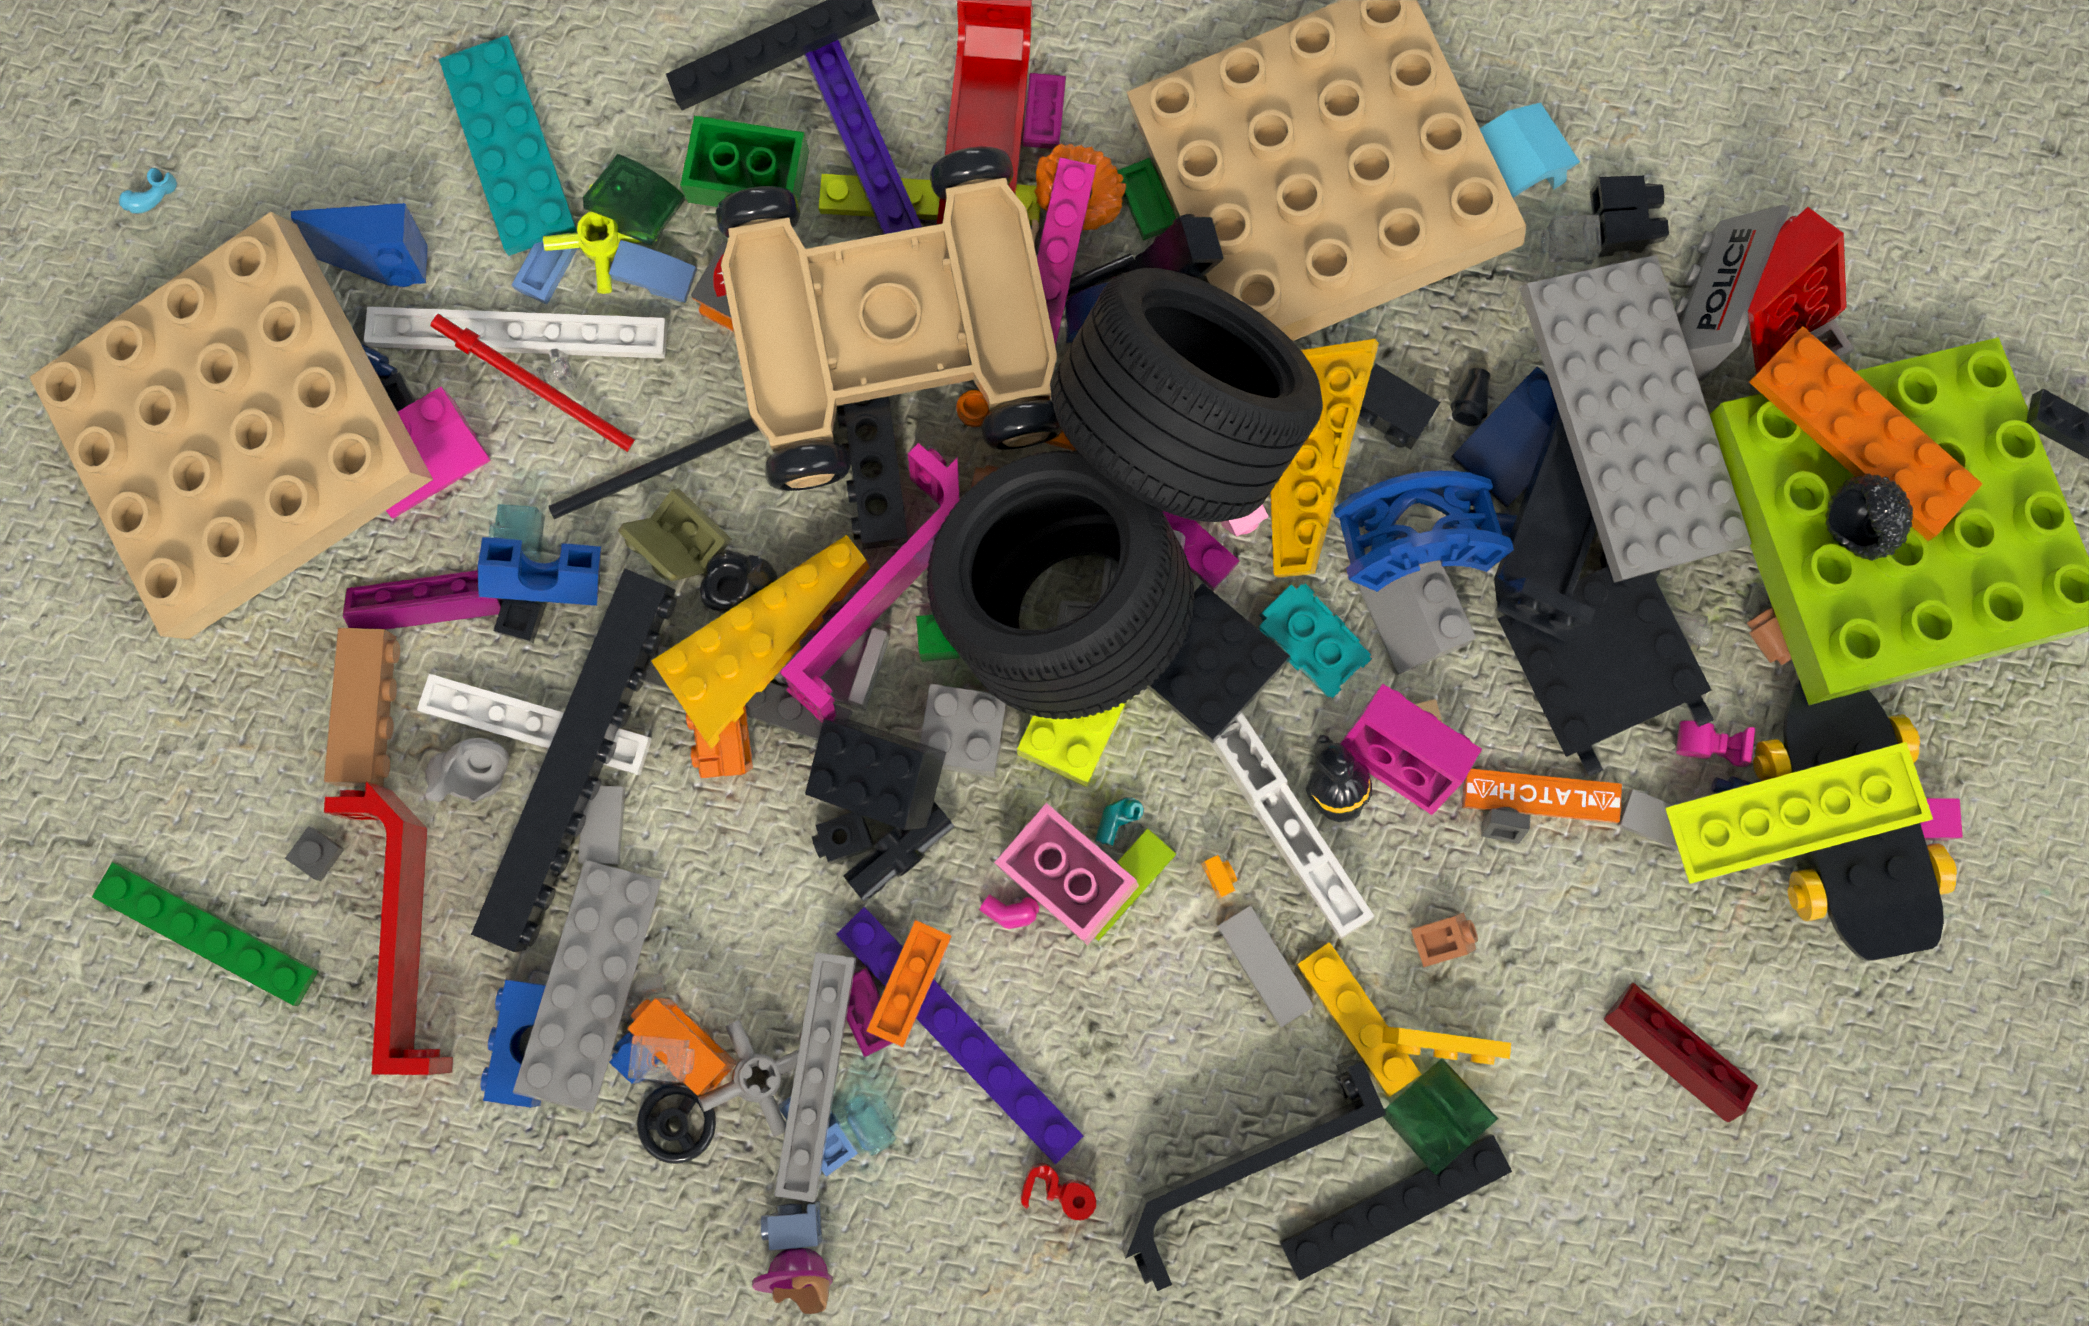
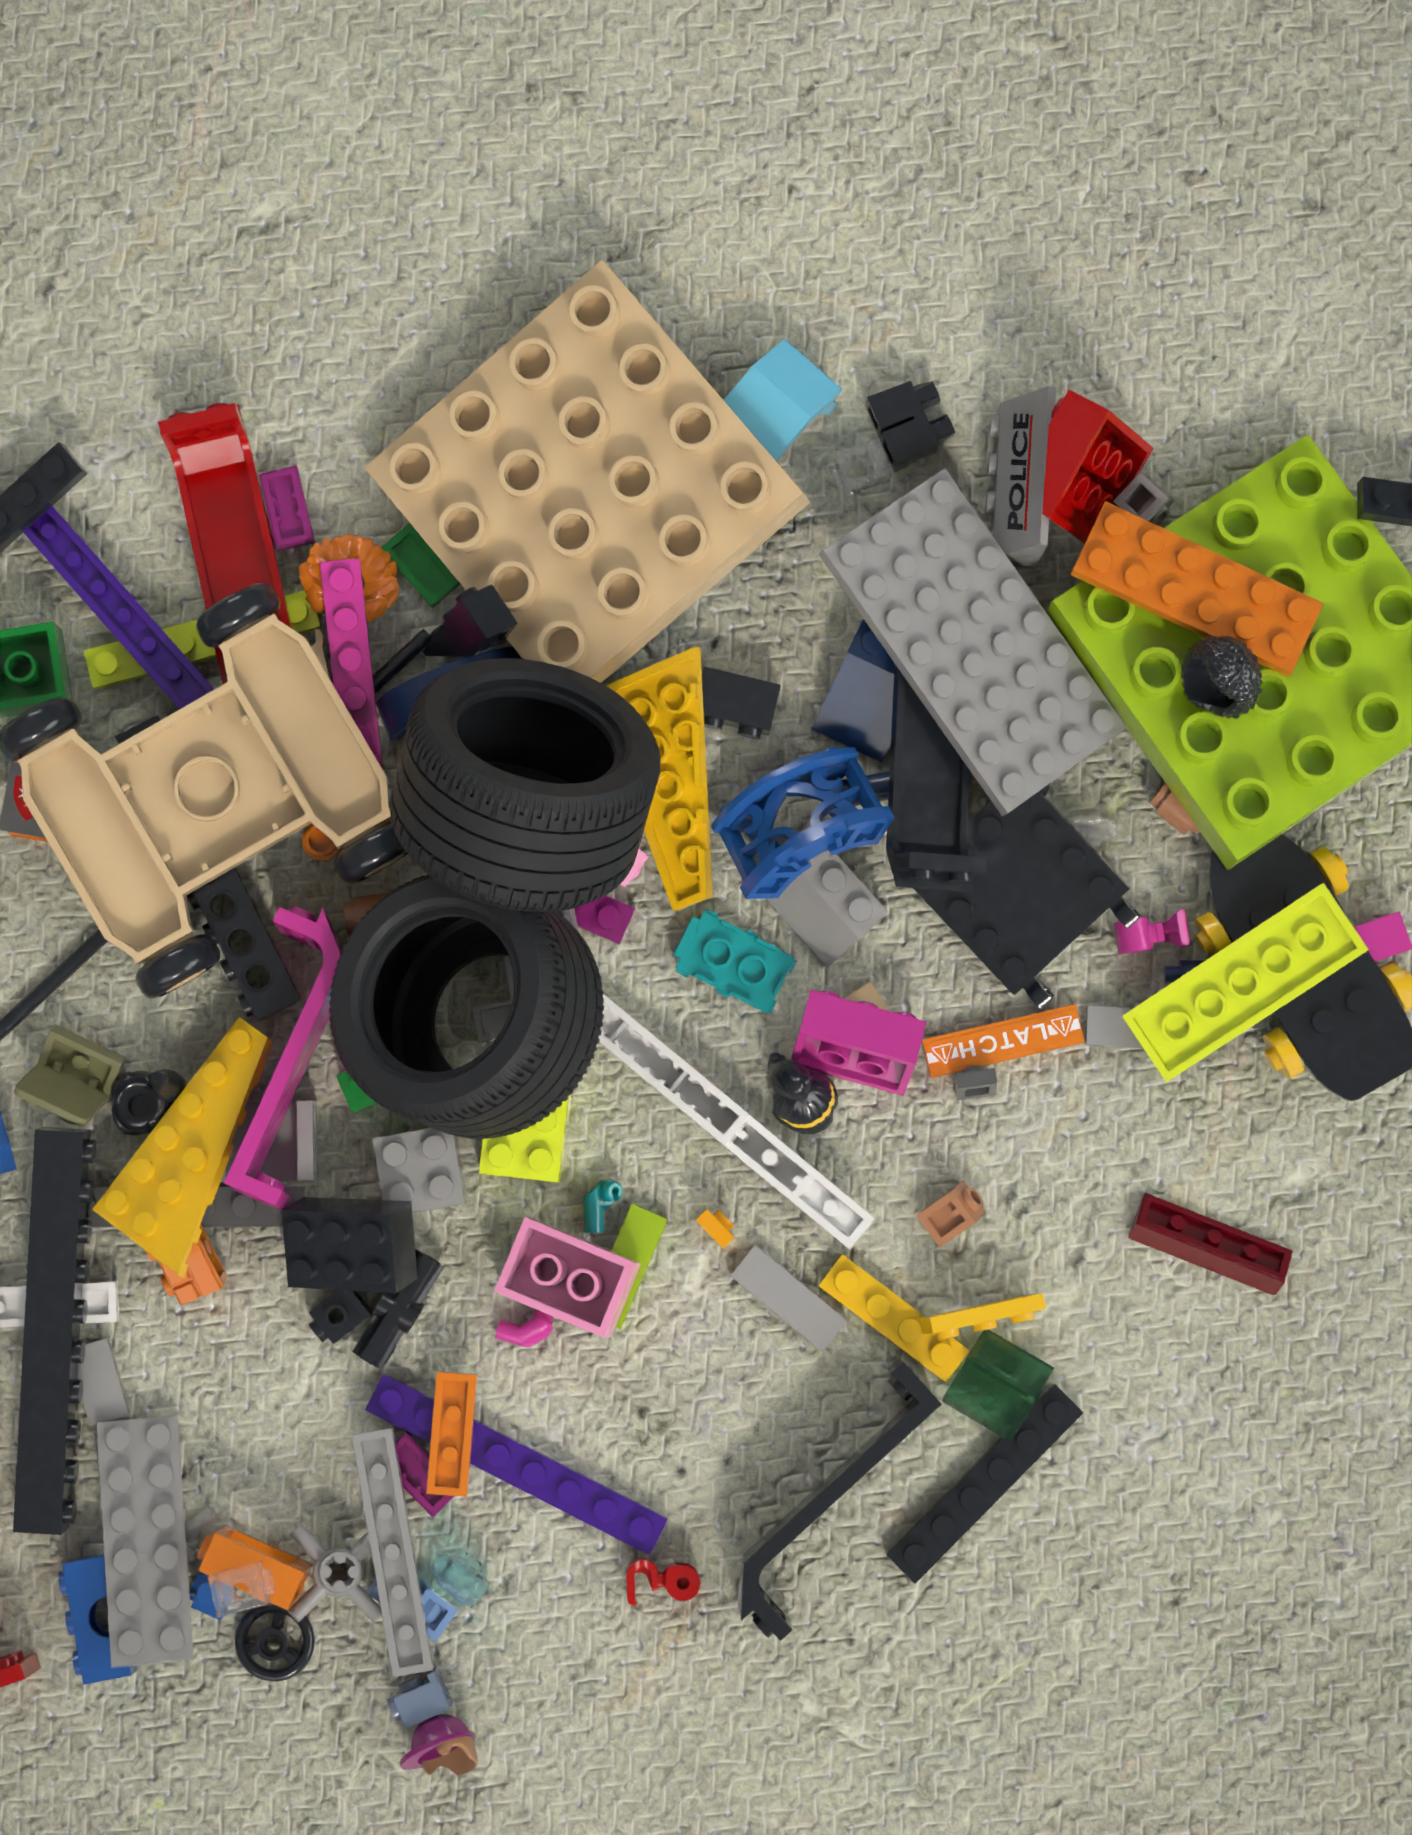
camera: 20 degrees left, 5 degrees up
(1217, 666) = (646, 1023): black plate -> none
(1472, 398) = (812, 666): black cone -> none

